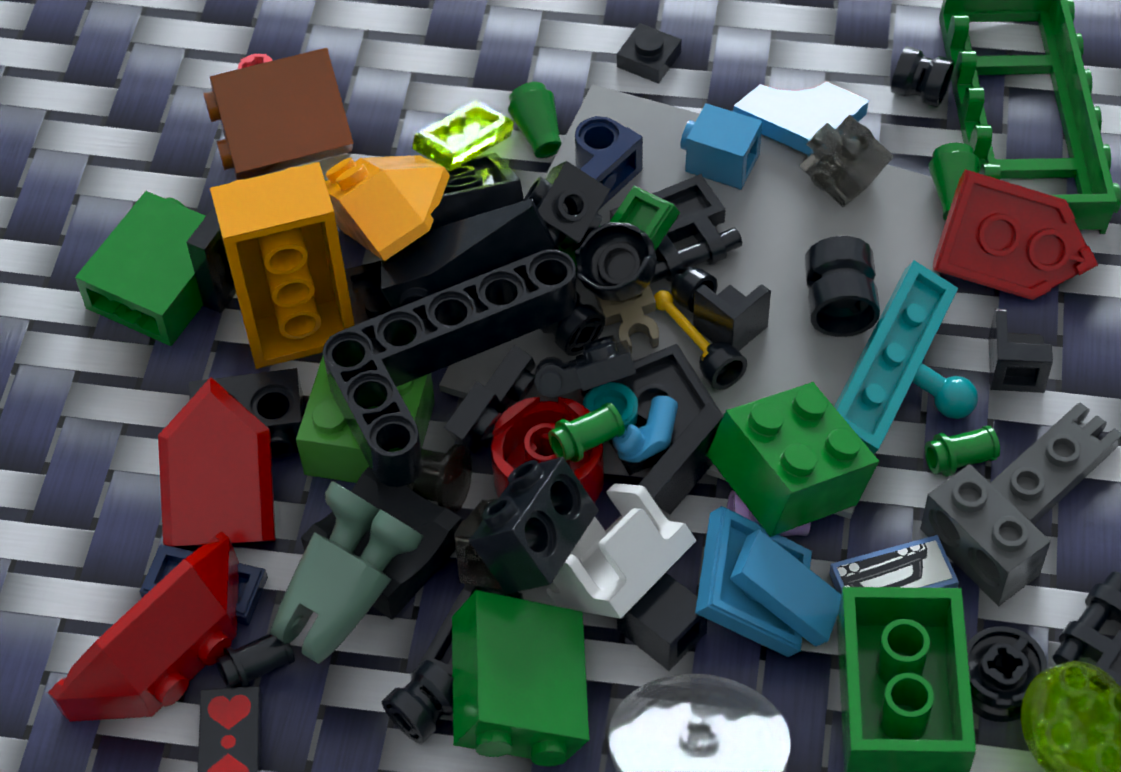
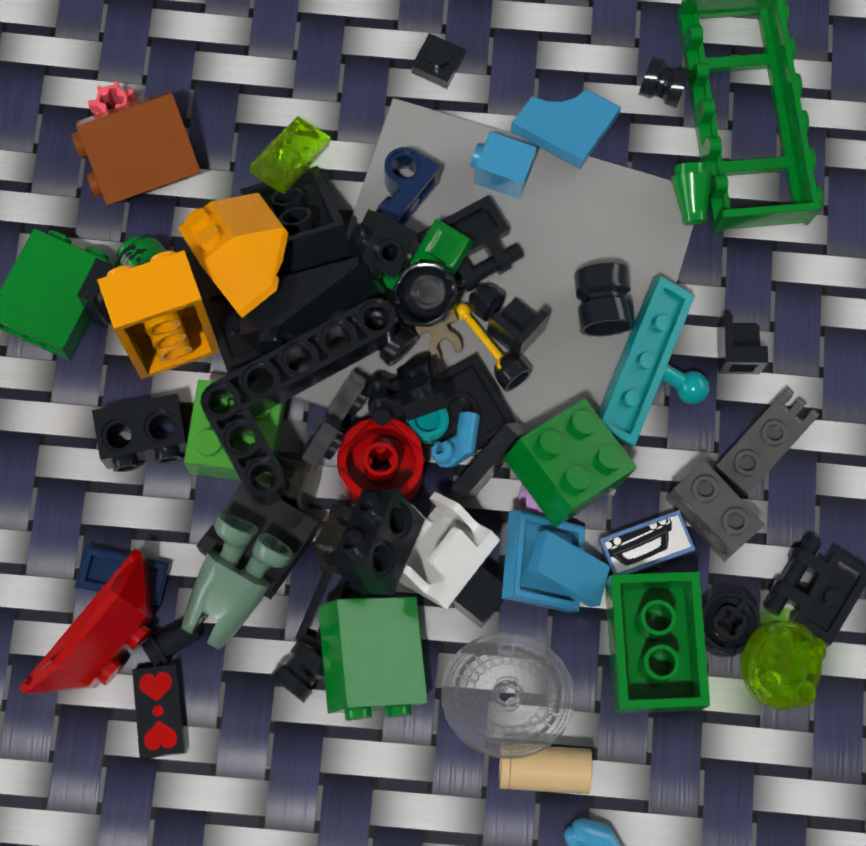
camera: 10 degrees left, 20 degrees up
(216, 472) = (122, 489): red tile -> none
(536, 117) = (349, 133): green cone -> none
(585, 432) = (411, 455): green pin -> none
(844, 159) = (604, 179): clear smoke brick -> none
(949, 453) = (697, 434): green pin -> none
(1010, 238) = (735, 245): red tile -> none

